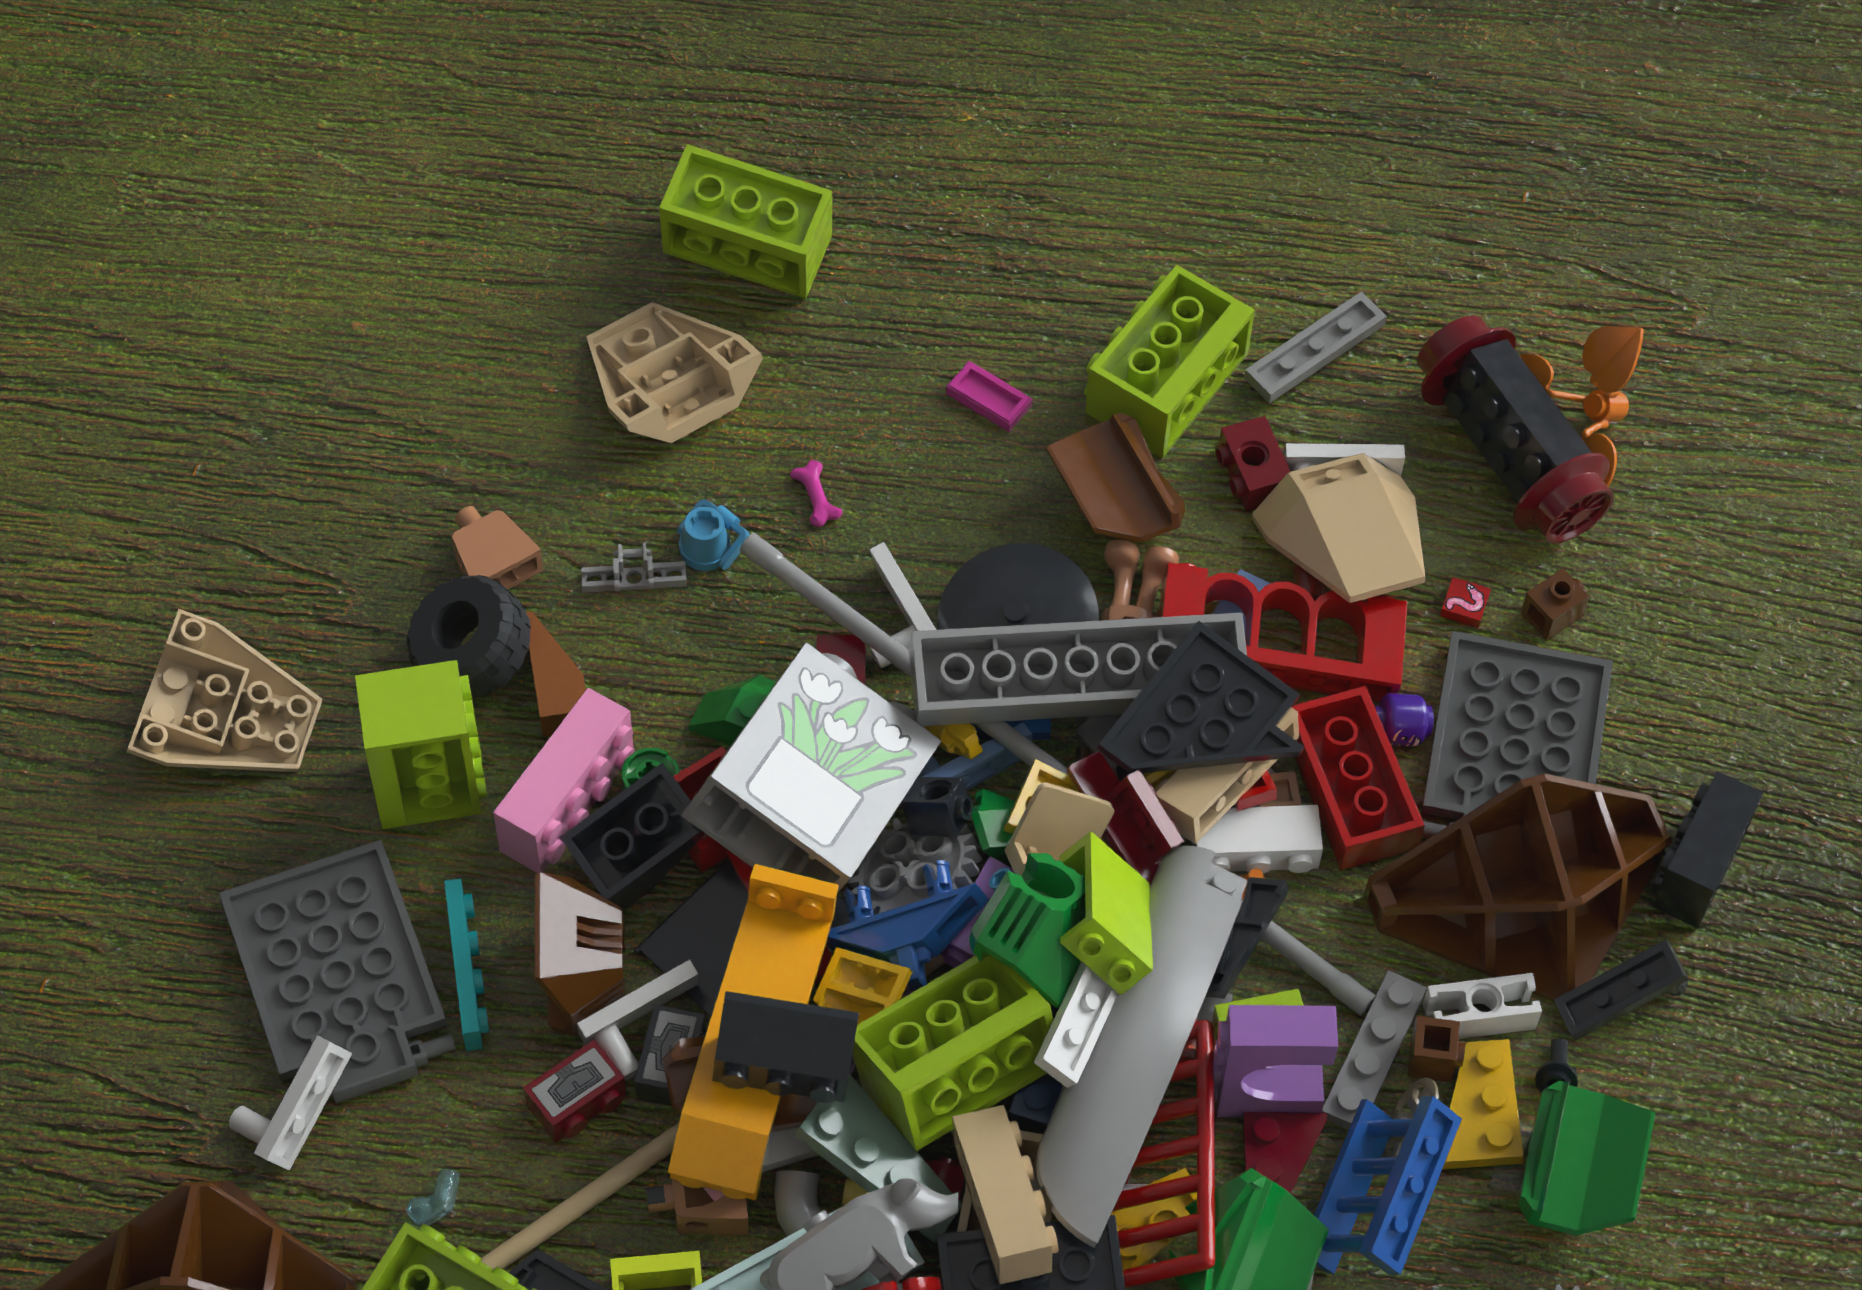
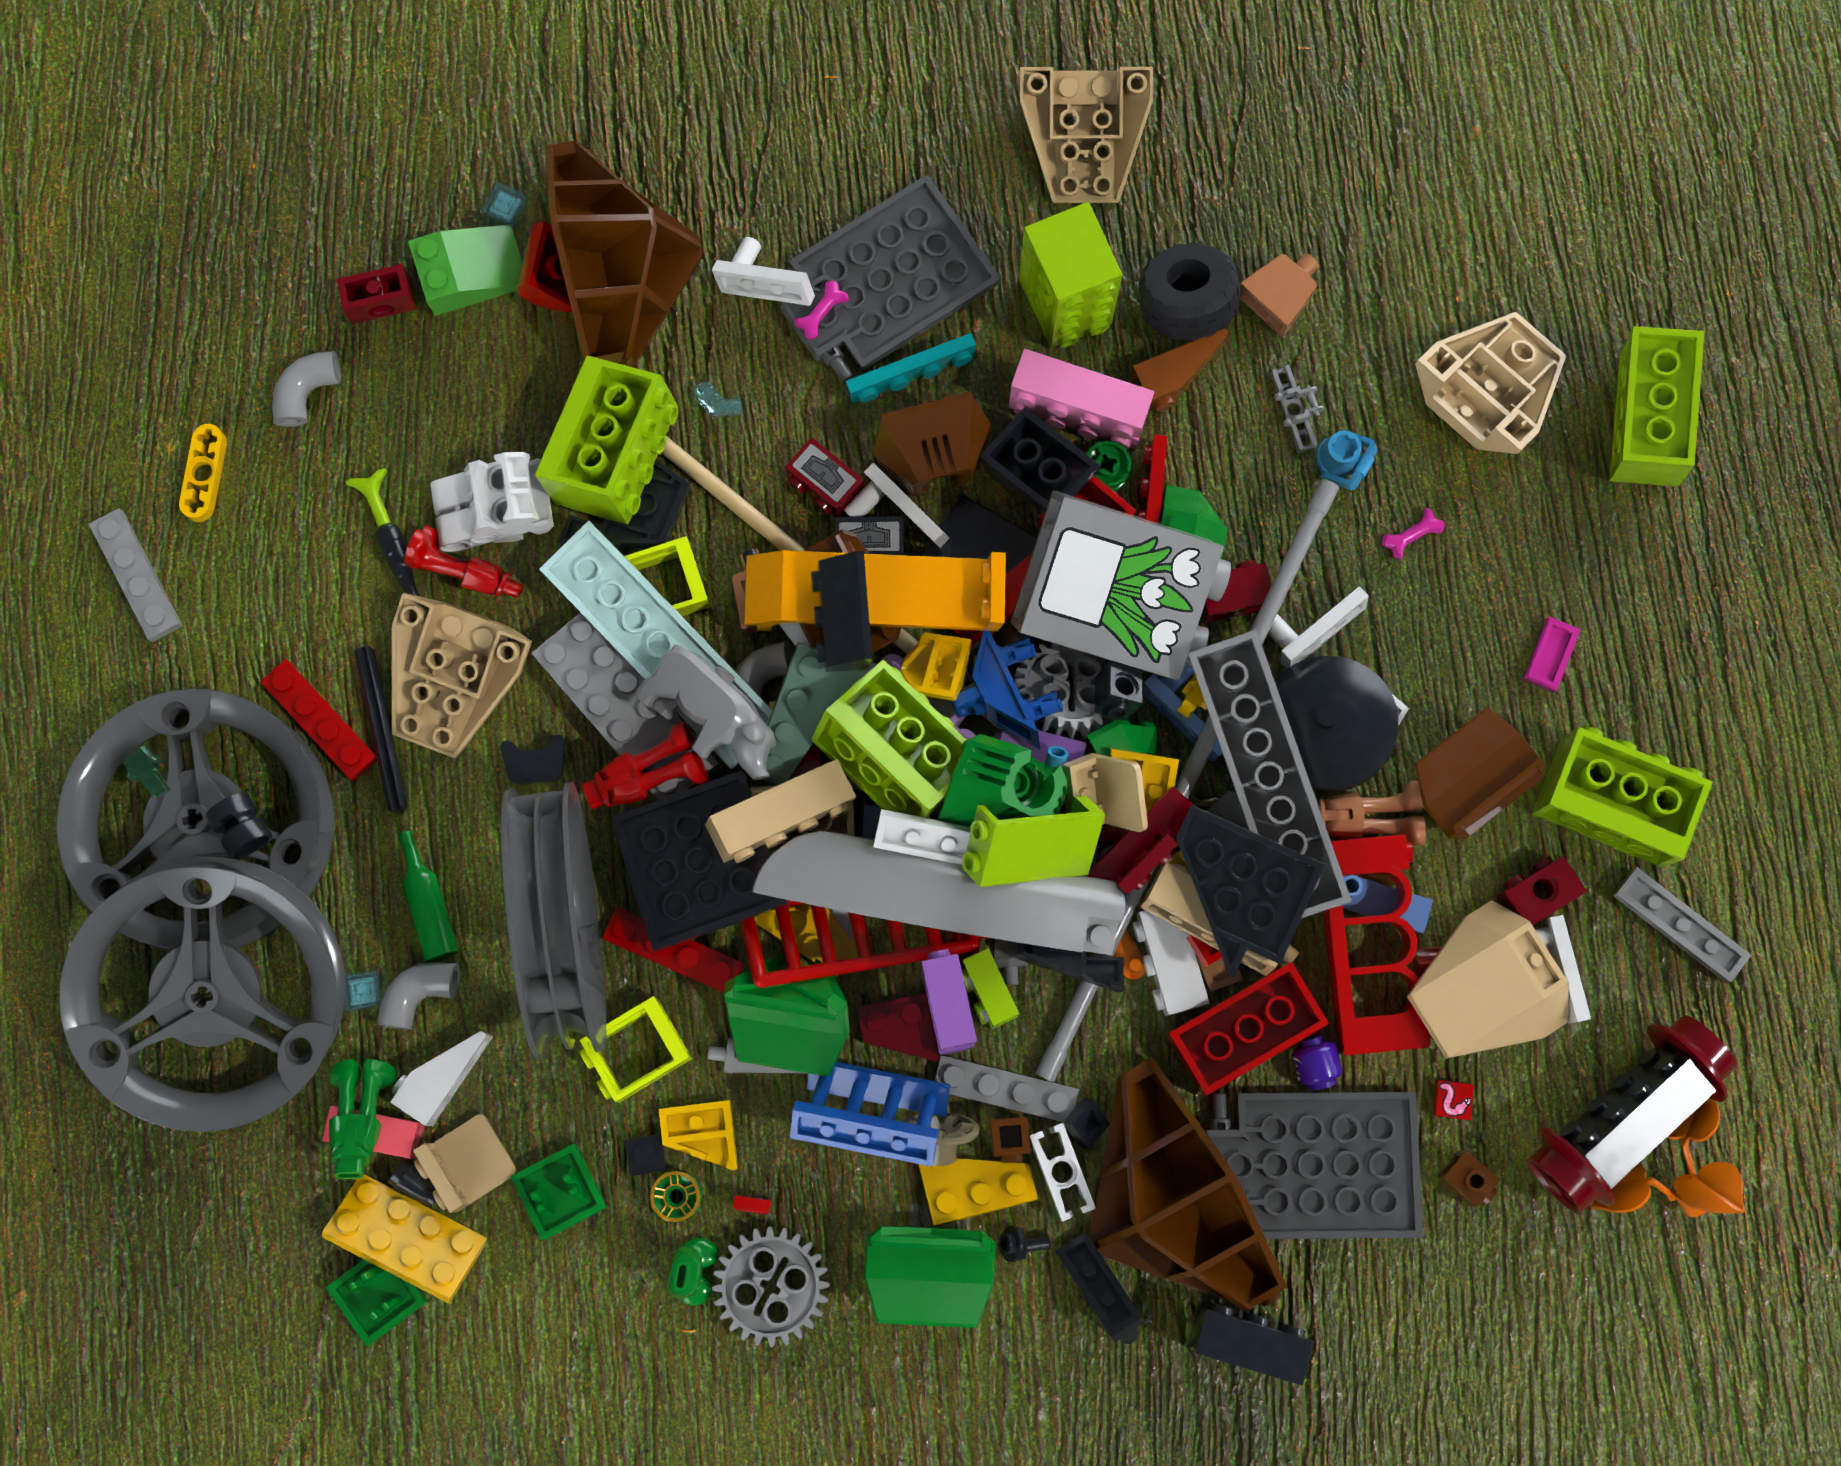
camera: 80 degrees right, 20 degrees up
(346, 1030) = (810, 322): none -> dark pink piece
(679, 730) = (1152, 486): none -> red plate
(1429, 967) = (1086, 1123): none -> black plate

